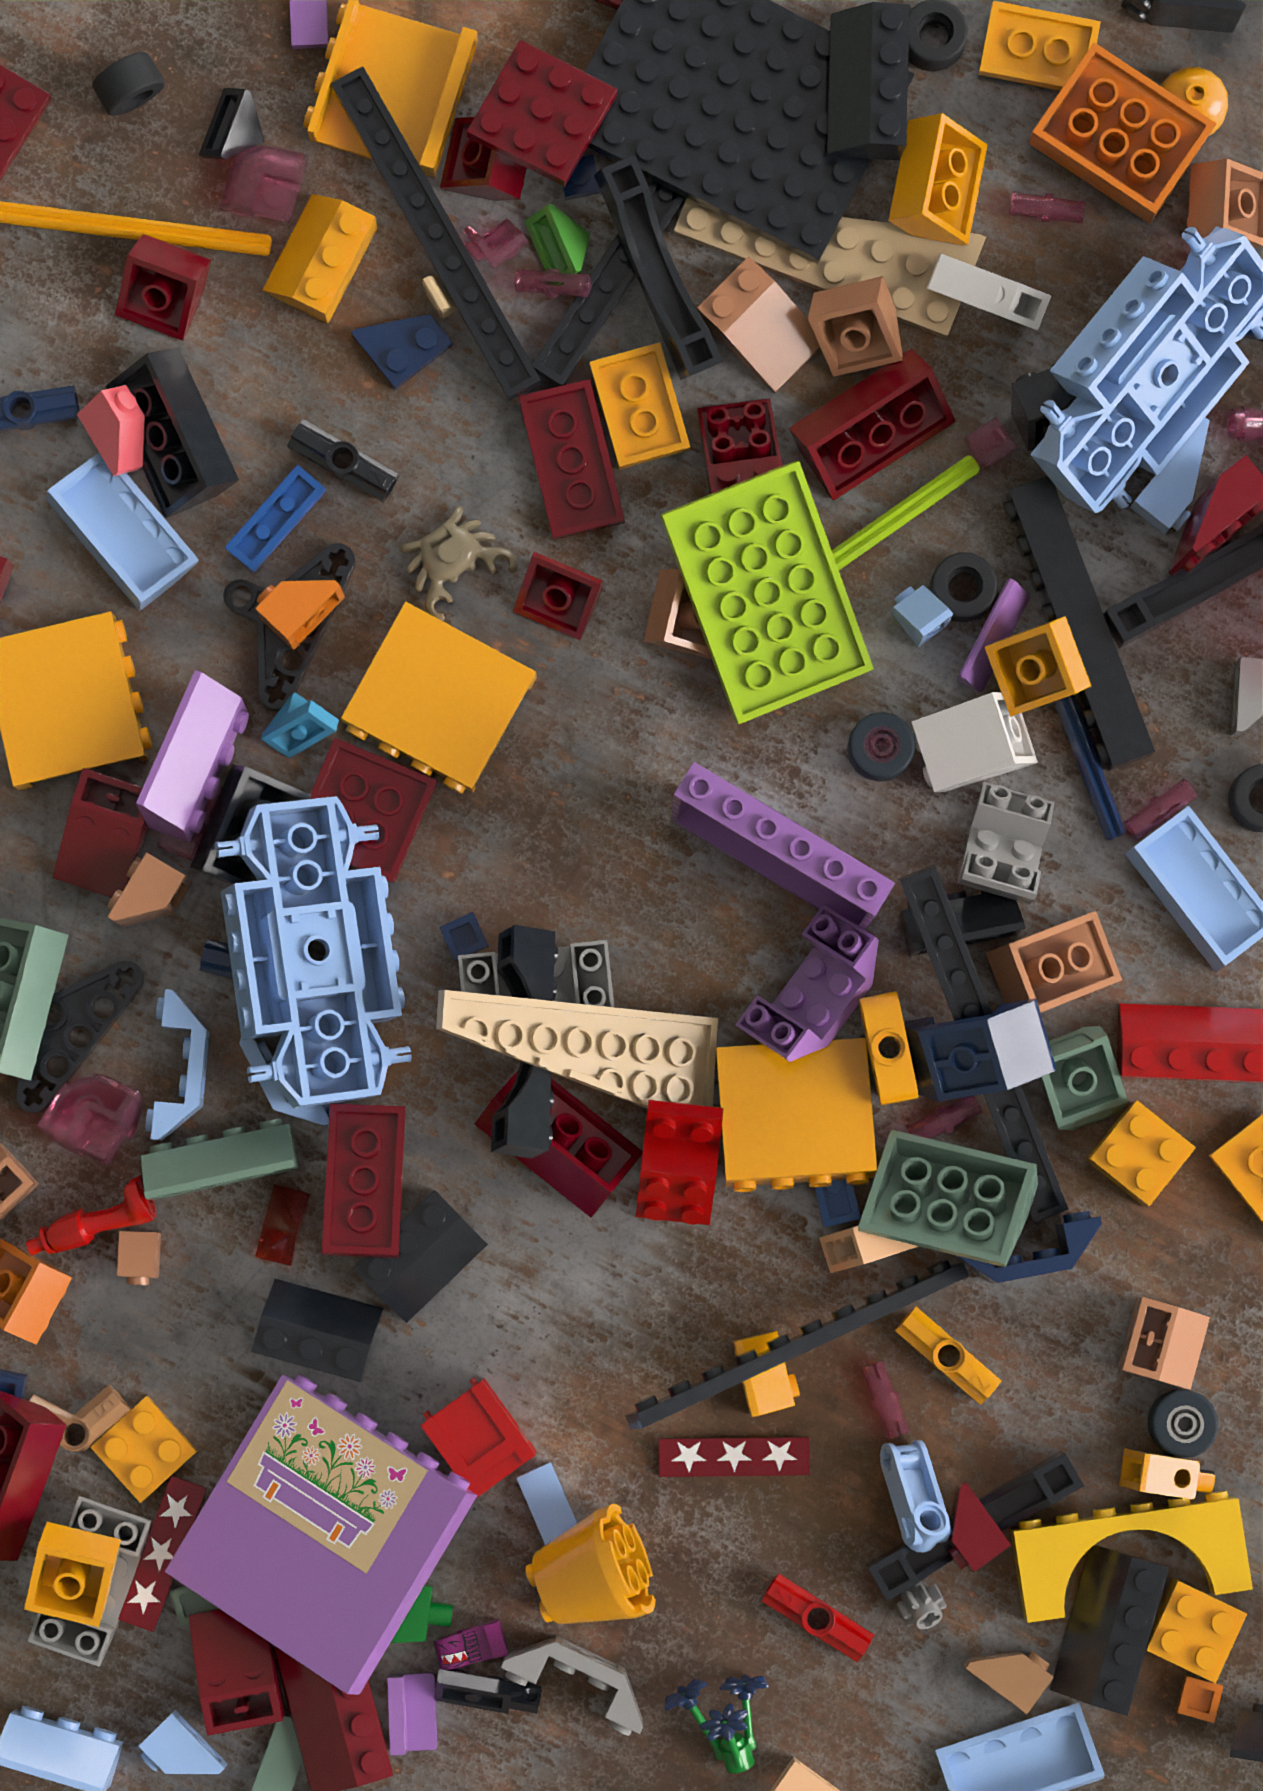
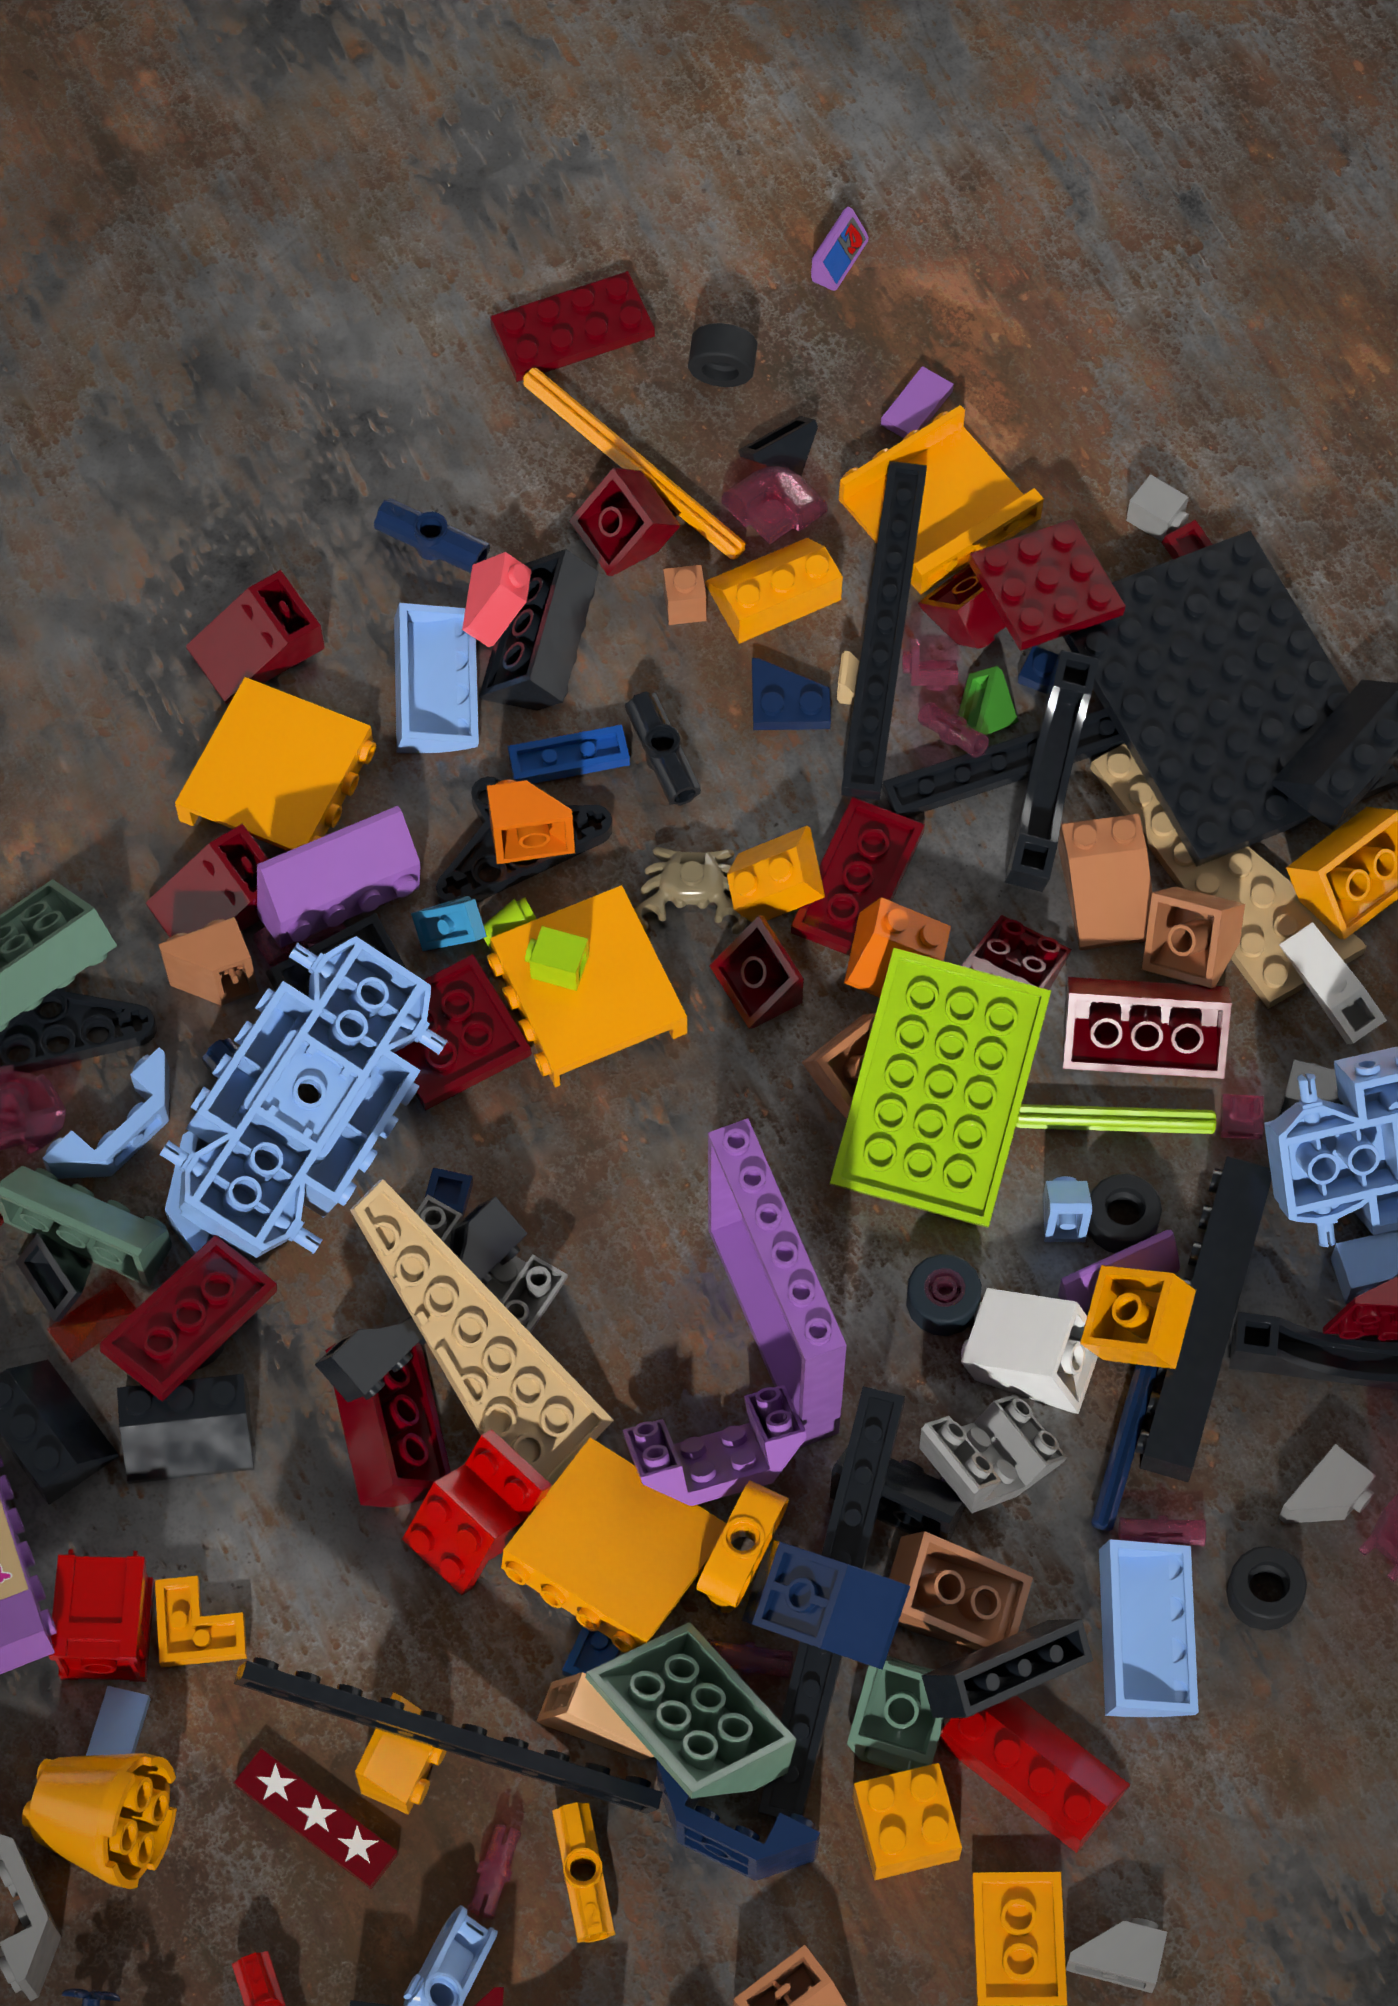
camera: 40 degrees right, 20 degrees down
(229, 1213) = (54, 1274): none -> black slope
(260, 317) = (684, 594): none -> nougat brick
(340, 689) = (508, 918): none -> lime cone
(408, 700) = (557, 958): none -> lime brick
(511, 505) = (776, 876): none -> light orange slope
(541, 1400) = (188, 1636): none -> light orange plate
(639, 405) = (954, 873): light orange plate -> none
(640, 496) = (886, 927): none -> orange slope
(1138, 1000) = (1007, 1668): none -> black brick

